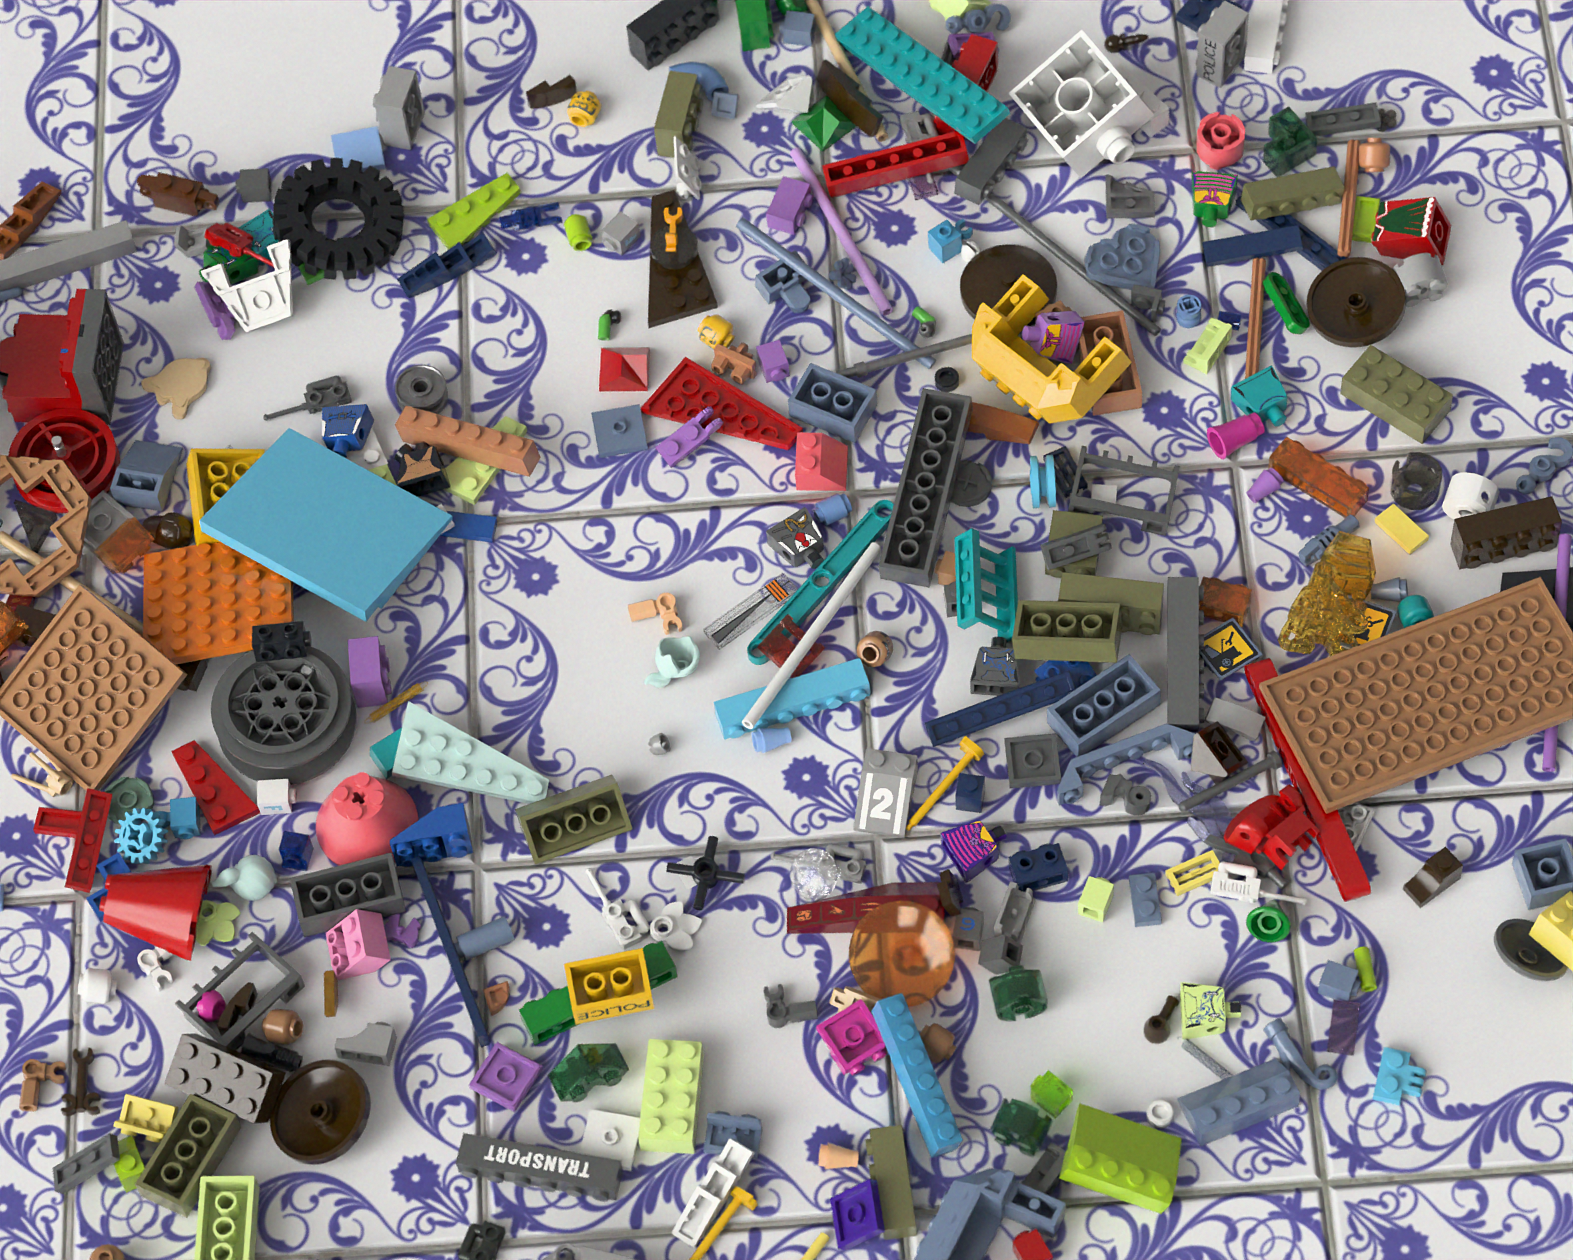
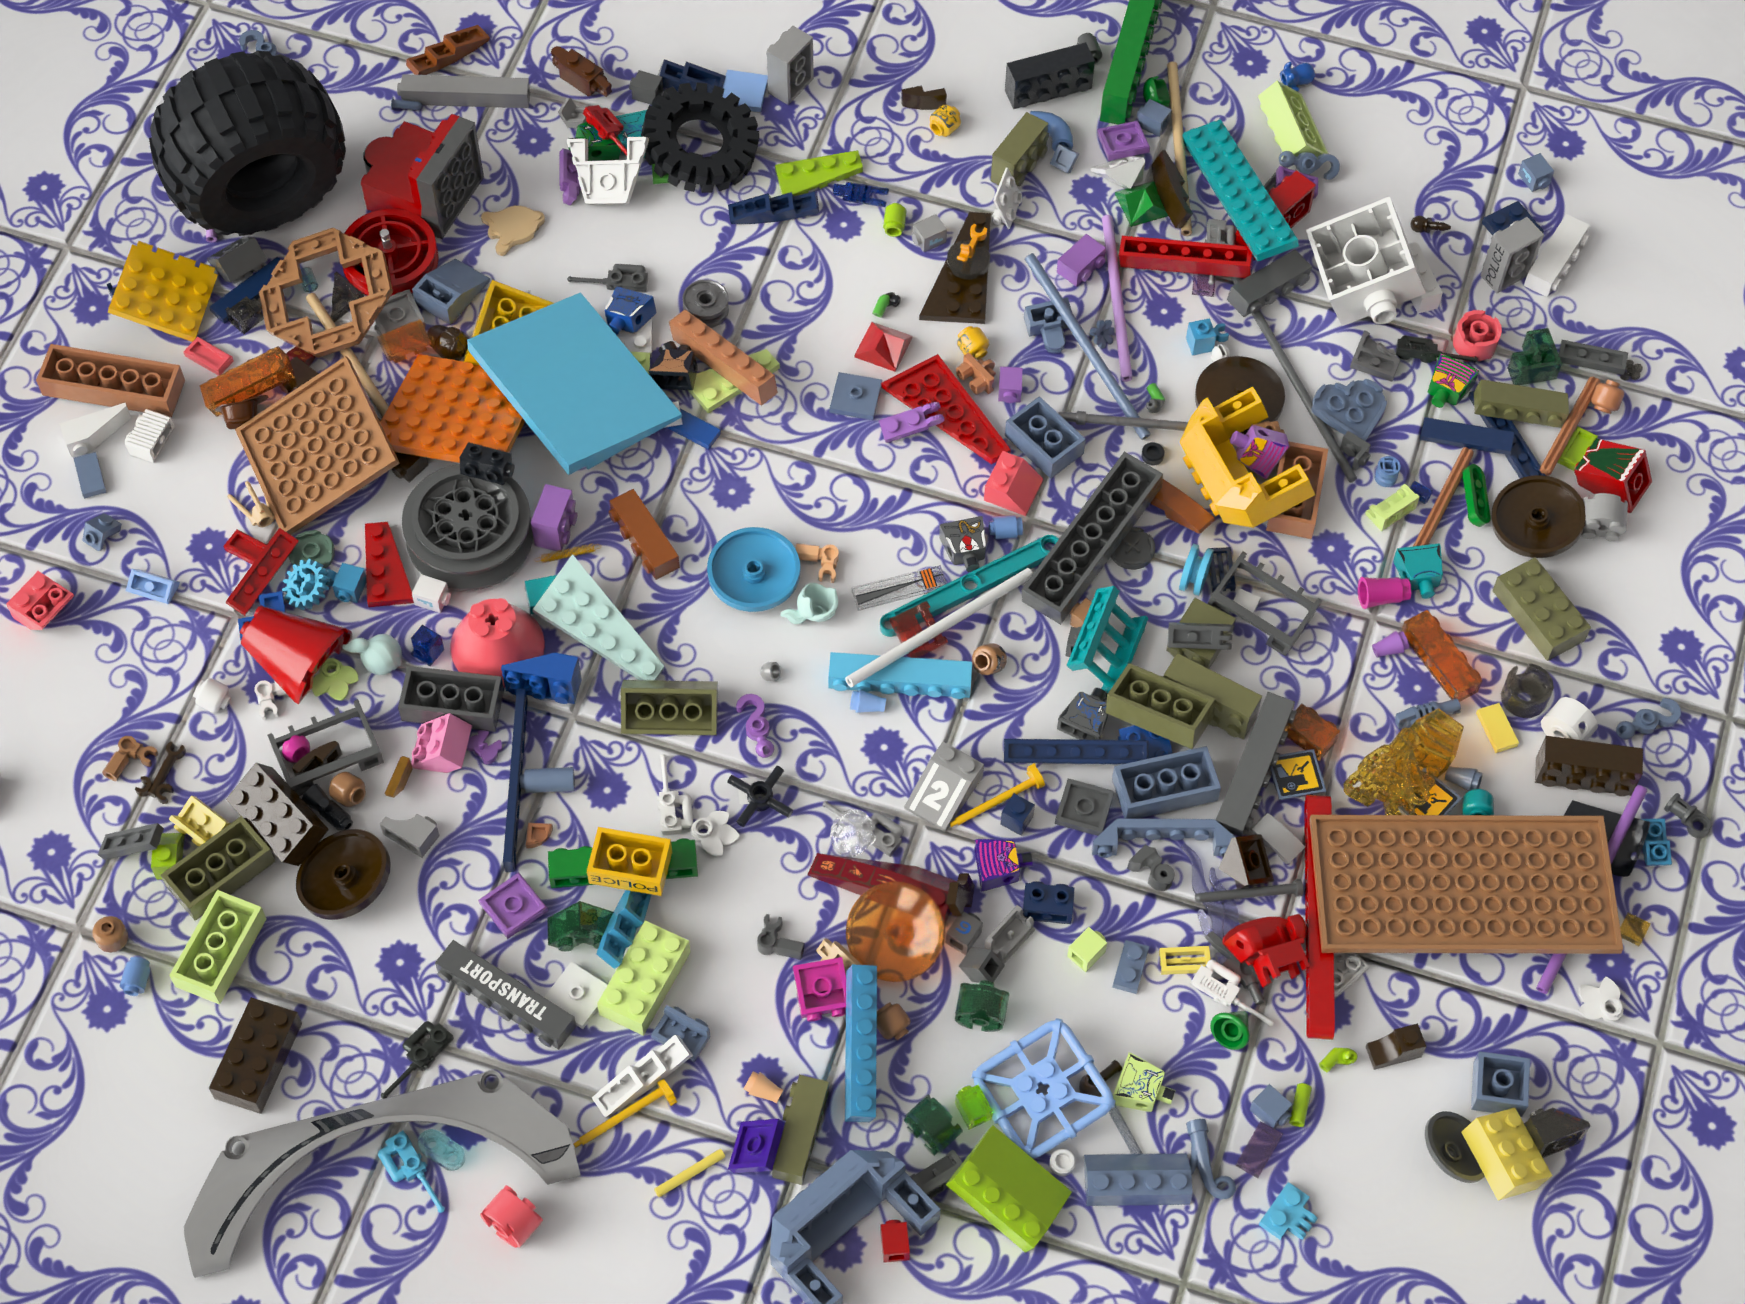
camera: 15 degrees right, 0 degrees up
(285, 160) = (676, 74): none -> dark blue slope
(467, 654) = (644, 534): none -> dark orange brick
(597, 647) = (753, 569): none -> dark azure dish
(627, 1052) = (622, 927): none -> dark azure slope
(670, 804) = (757, 726): none -> medium lavender piece
(777, 64) = (1123, 140): none -> medium lavender plate
(1109, 1033) = (1059, 1093): none -> light blue plate
(1172, 173) = (1423, 349): none -> pearl dark grey piece
(1382, 908) = (1338, 1056): none -> lime arm

